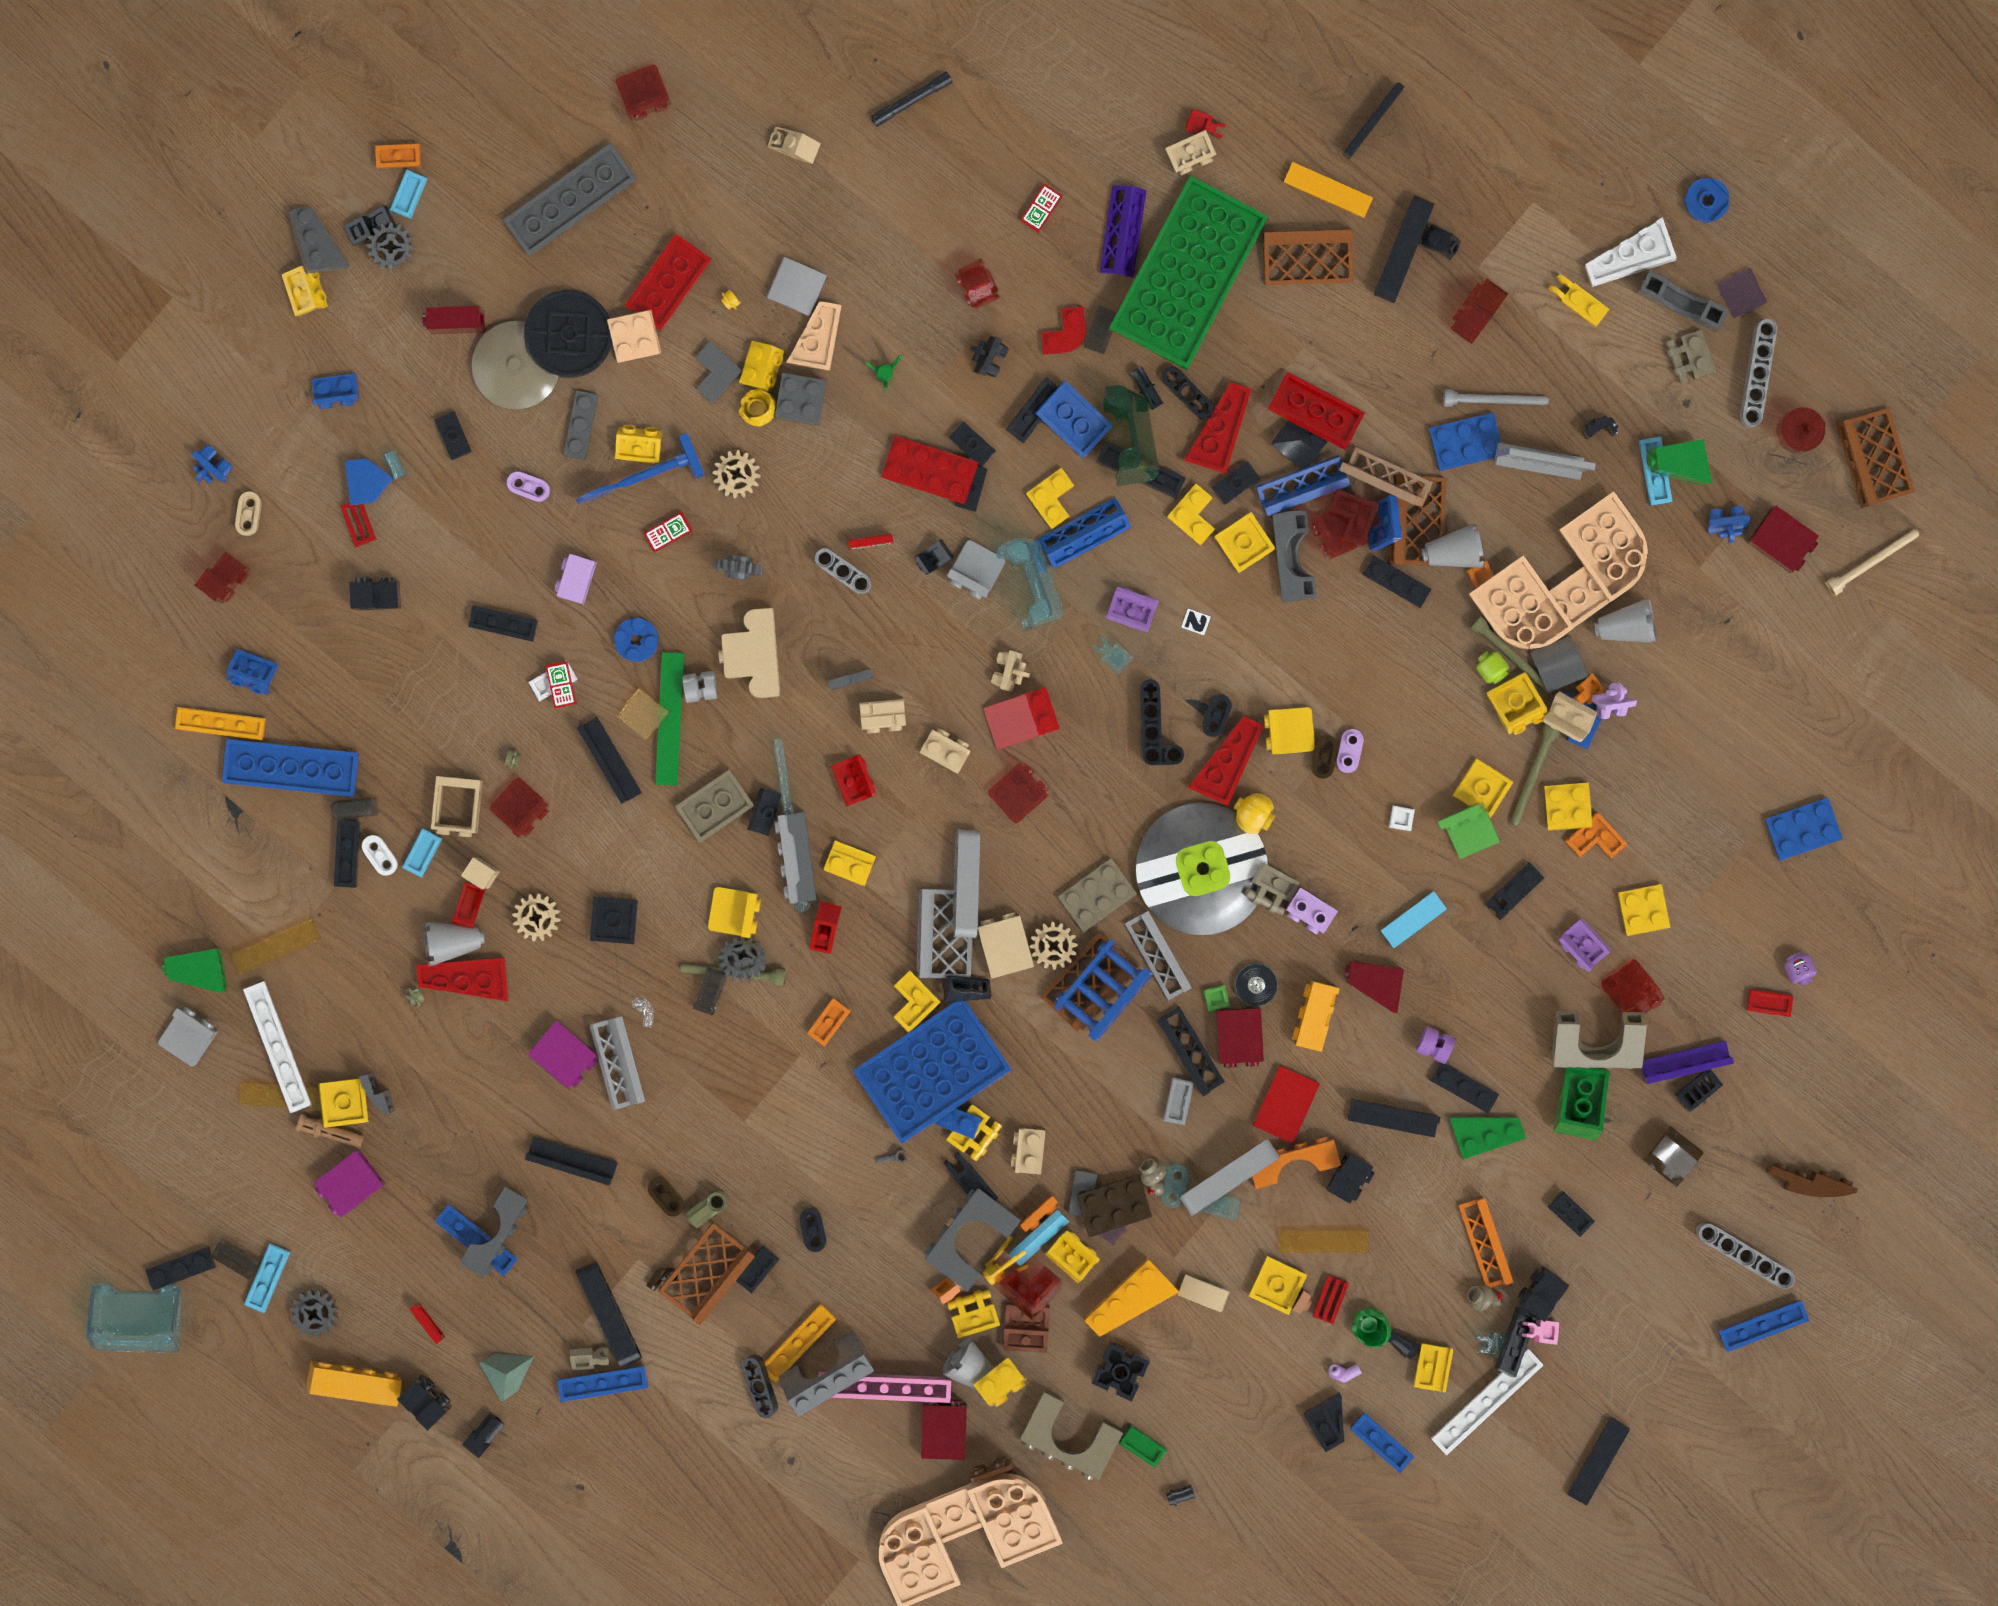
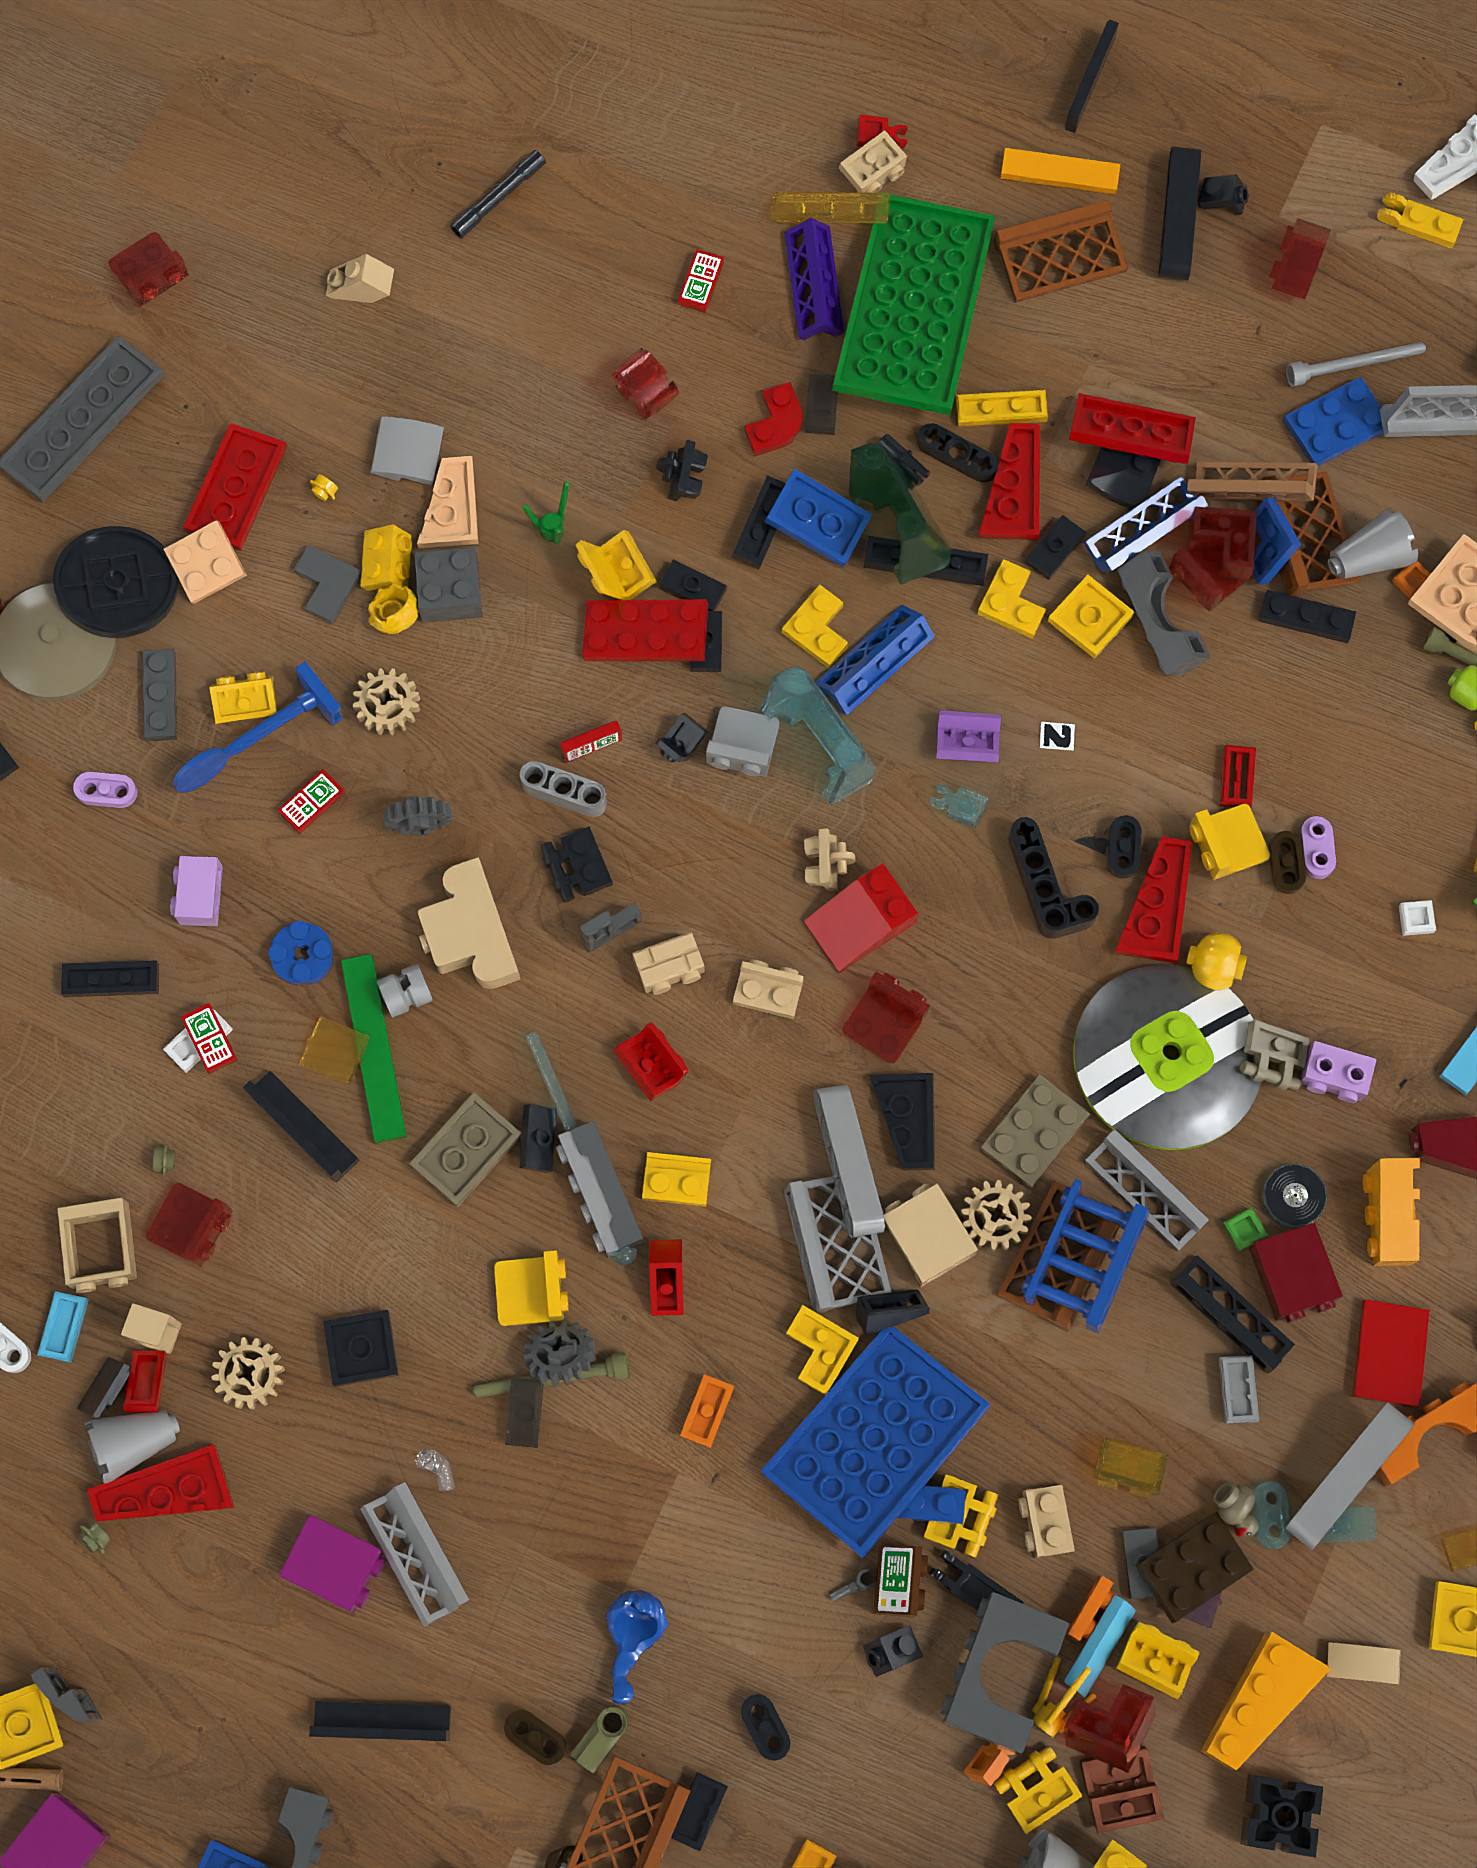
camera: 15 degrees left, 15 degrees down
(441, 902) = (105, 1387): none -> black piece
(746, 1145) = (635, 1624): none -> blue hair
(845, 625) = (586, 863): none -> black plate
(906, 1205) = (892, 1651): none -> black bracket
(920, 418) = (616, 566): none -> yellow bracket
(921, 1164) = (899, 1580): none -> slope
(1016, 863) = (909, 1114): none -> black wing
(1091, 1131) = (1129, 1467): none -> clear yellow brick
(1149, 178) = (830, 207): none -> clear yellow tile
(1229, 366) = (1001, 408): none -> yellow tile
(1317, 668) = (1239, 750): none -> red tile

